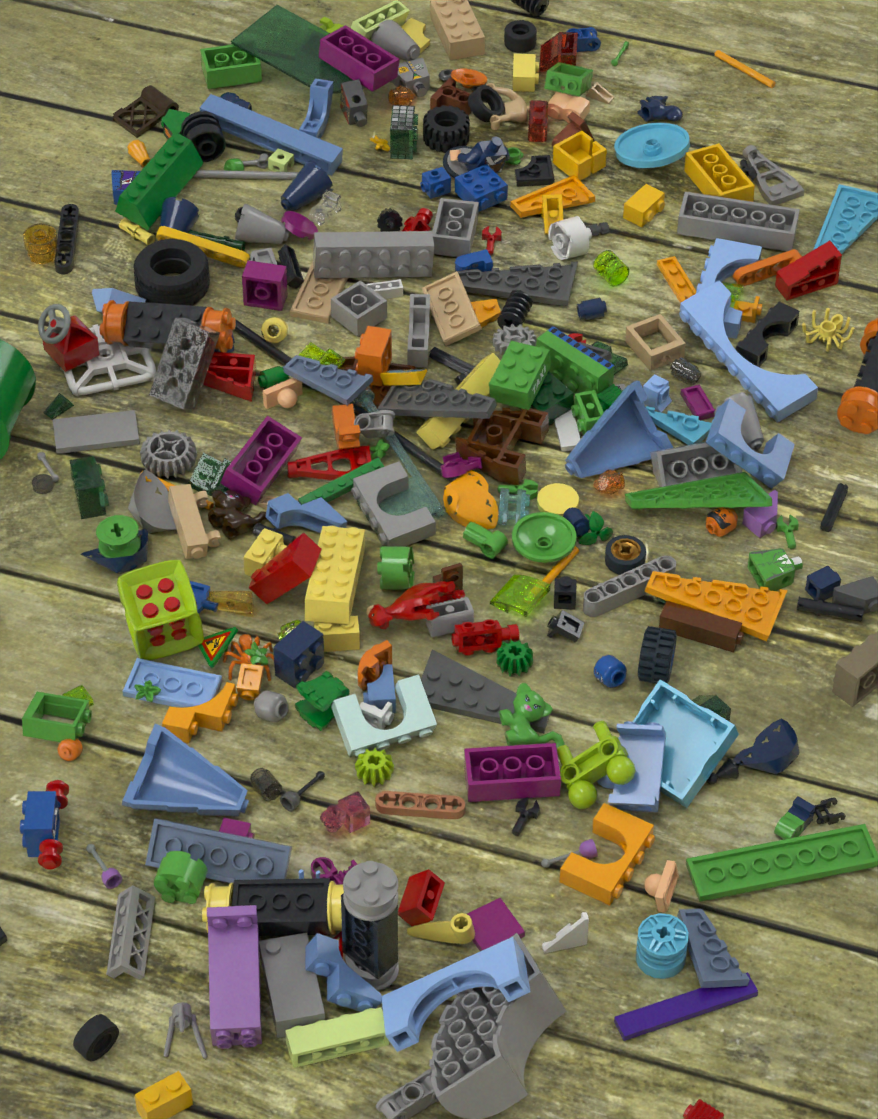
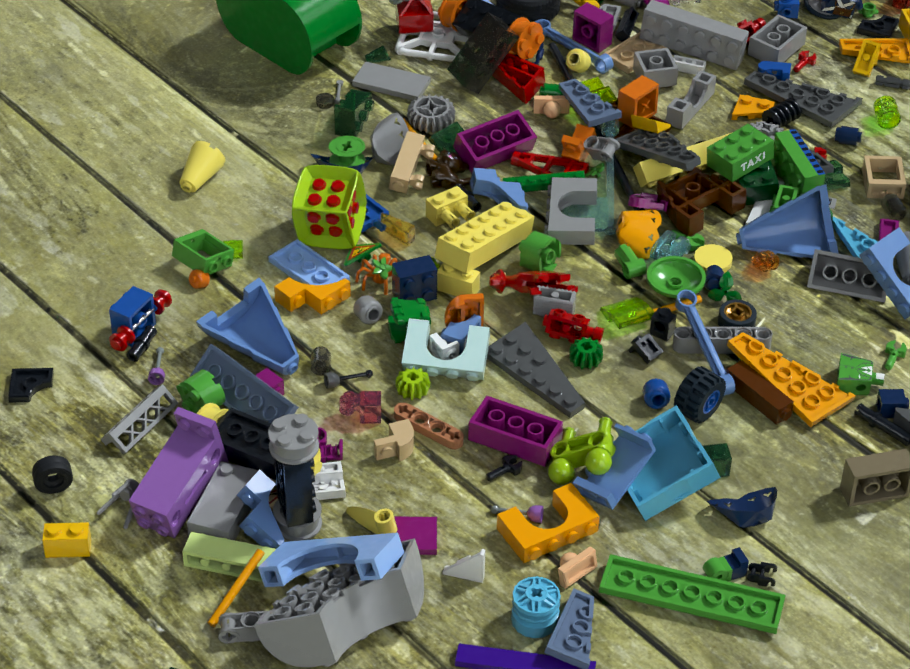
camera: 30 degrees right, 5 degrees down
(69, 849) = (141, 343): none -> black pin
(147, 691) = (284, 262): bright green plant -> none
(249, 681) = (364, 284): light orange bracket -> none
(257, 314) = (602, 63): none -> medium blue piece
(286, 569) = (448, 216): red wedge -> none
(371, 1066) = (236, 587): none -> light orange piece
(389, 220) = (729, 17): black piece -> none
(407, 835) = (398, 443): none -> tan brick
(421, 898) = (371, 488): red brick -> none
(450, 360) = (701, 129): black axle -> none
(451, 573) = (577, 275): reddish brown bracket -> none
(452, 309) = (731, 95): tan tile -> none
(481, 186) = (822, 21): blue brick -> none
(527, 708) = (562, 389): bright green animal -> none
(569, 238) = (866, 78): white brick -> none
(616, 591) = (703, 338): none -> medium blue piece
(657, 392) = (855, 212): light blue window -> none
(721, 491) = (852, 301): bright green wing -> none
(722, 521) = (839, 324): orange head -> none
(727, 770) = (698, 506): black piece -> none
(762, 519) = (878, 332): medium lavender slope -> none

